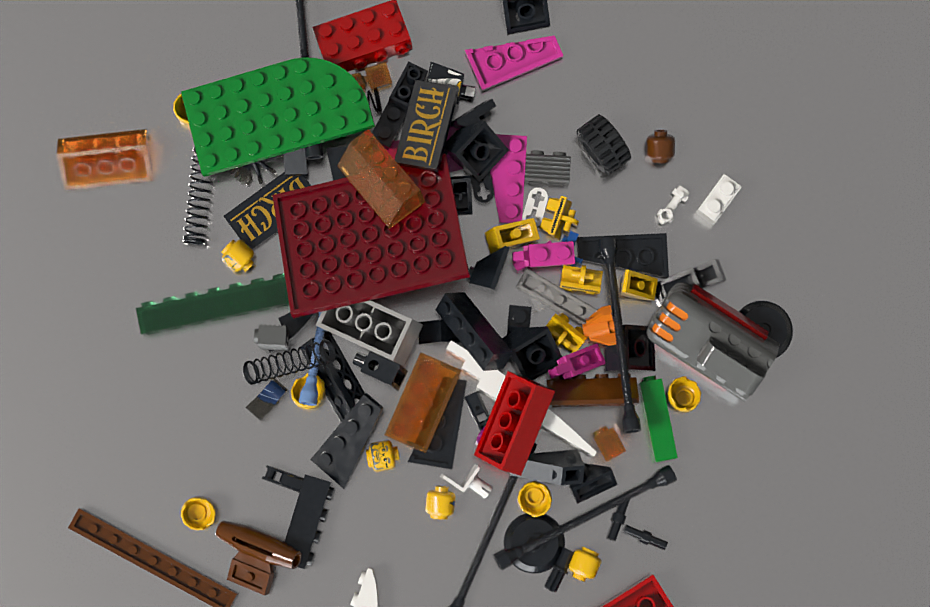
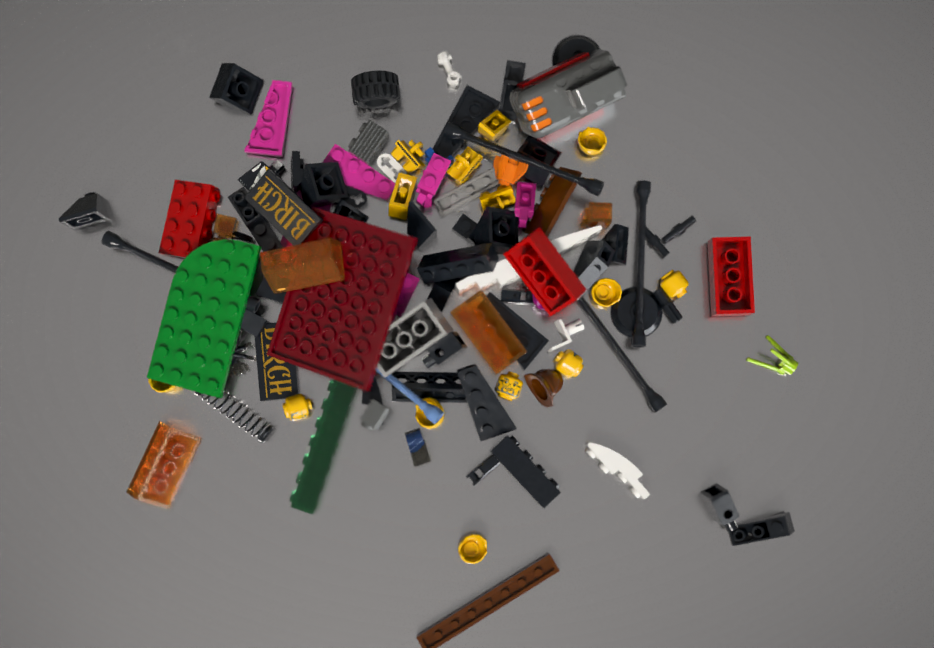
camera: 60 degrees left, 0 degrees up
(256, 370) = (412, 385): black piece -> none
(256, 555) = (529, 523): reddish brown plate -> none
(404, 491) = (544, 385): none -> reddish brown piece
(421, 296) = (406, 294): none -> dark pink hinge
(657, 419) = (593, 167): green brick -> none
(660, 146) = (401, 51): reddish brown head -> none
(718, 199) = (464, 33): white brick -> none

